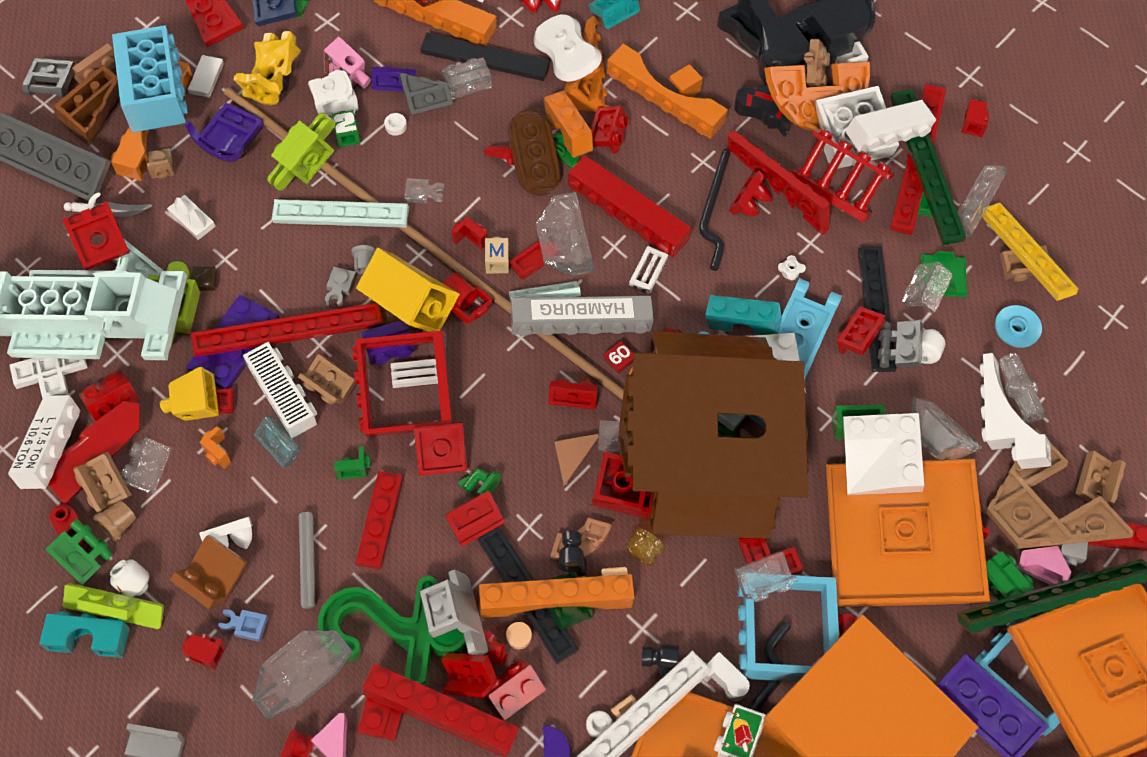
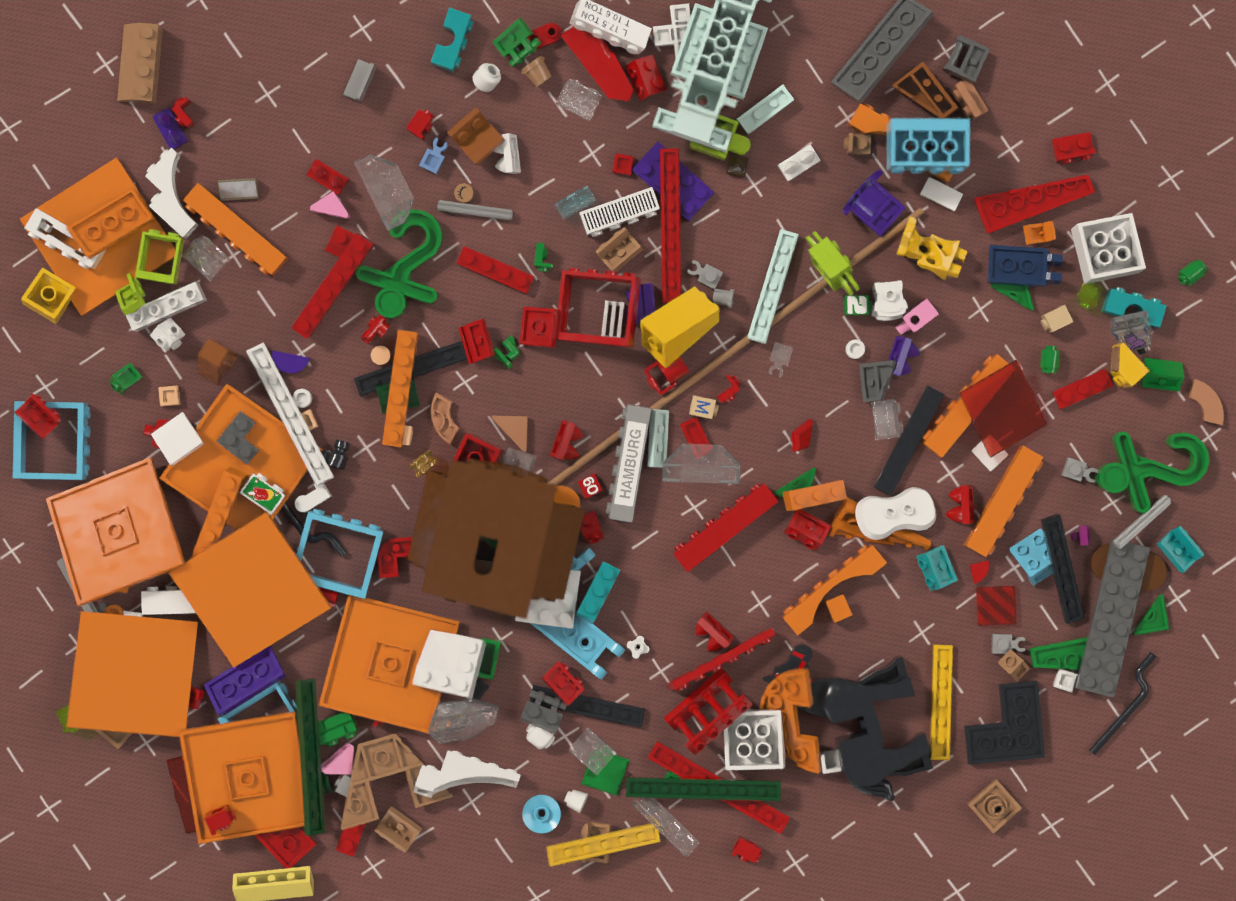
camera: 105 degrees right, 25 degrees up
(93, 222) = (793, 79): red bracket -> none
(101, 482) = (568, 65): medium nougat bracket -> none
(113, 605) = (468, 61): lime bracket -> none
(118, 210) = (821, 97): piece -> none
(192, 396) = (626, 142): yellow torso -> none
(214, 453) = (576, 153): orange bracket -> none
(287, 578) = (464, 193): none -> medium nougat tile
(453, 606) = (402, 311): light grey plate -> none
(468, 674) = (353, 311): red bracket -> none
(515, 689) = (341, 342): bracket -> none
(534, 152) = (793, 459): reddish brown tile -> none
(571, 555) = (428, 406): black piece -> none
(642, 284) = (677, 539): white tile -> none
(706, 215) = (710, 594): black piece -> none
(764, 577) = (372, 544): clear bracket -> none
(816, 61) = (812, 720): medium nougat plate -> none
(890, 125) = (736, 764): white brick -> none
(988, 293) = (576, 800): none -> white hat
(1021, 388) = (486, 796): clear piece -> none

